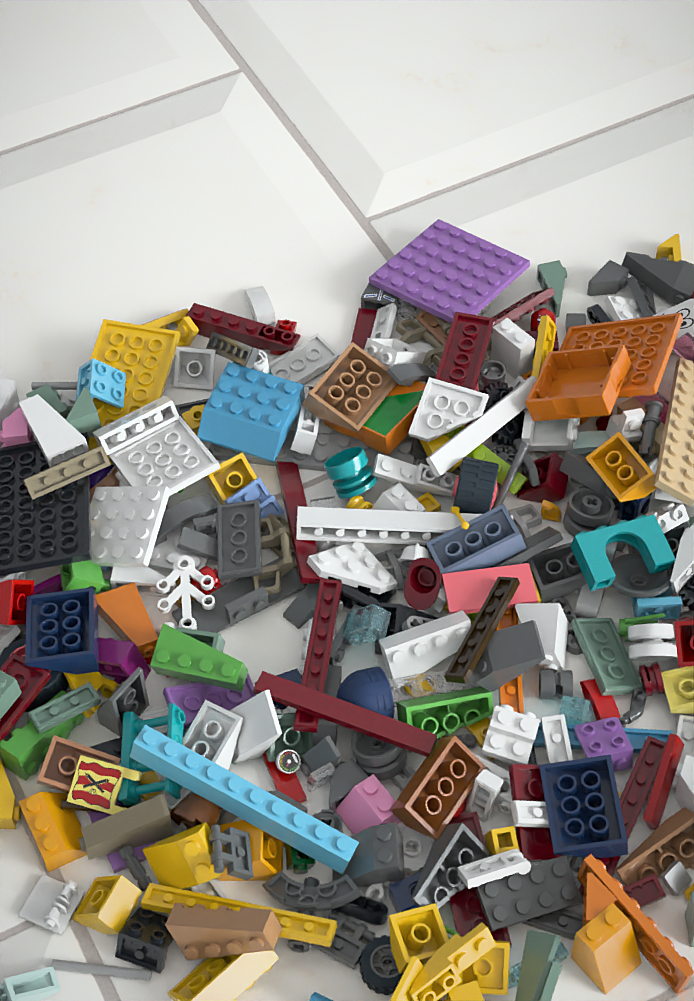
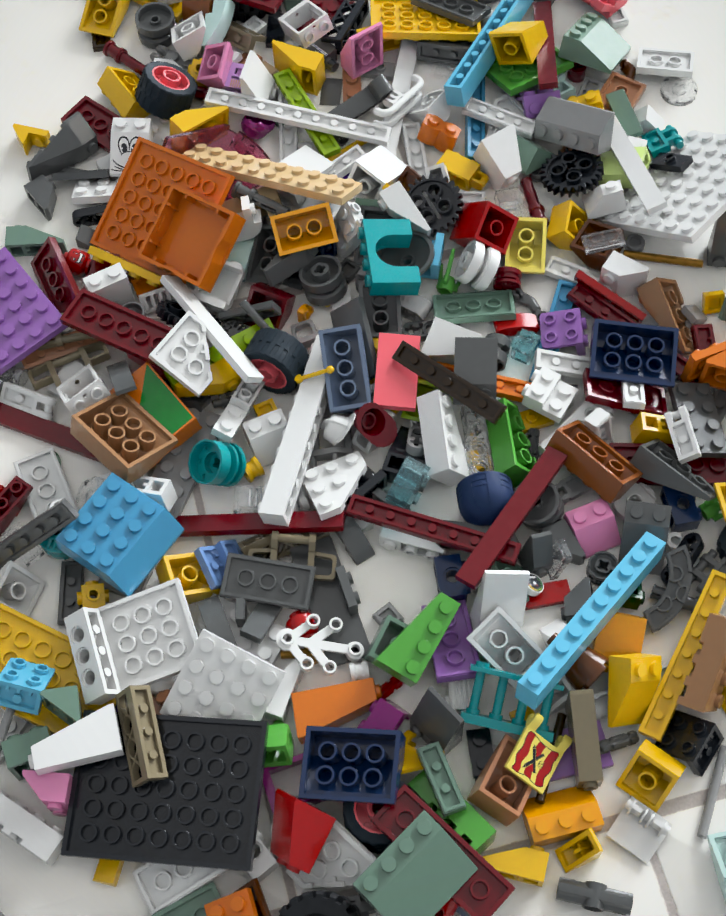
camera: 75 degrees left, 10 degrees up
(22, 852) = (579, 851): none -> yellow slope
(235, 648) = (384, 611): none -> light grey tile
(237, 851) = (640, 640): dark grey plate -> none

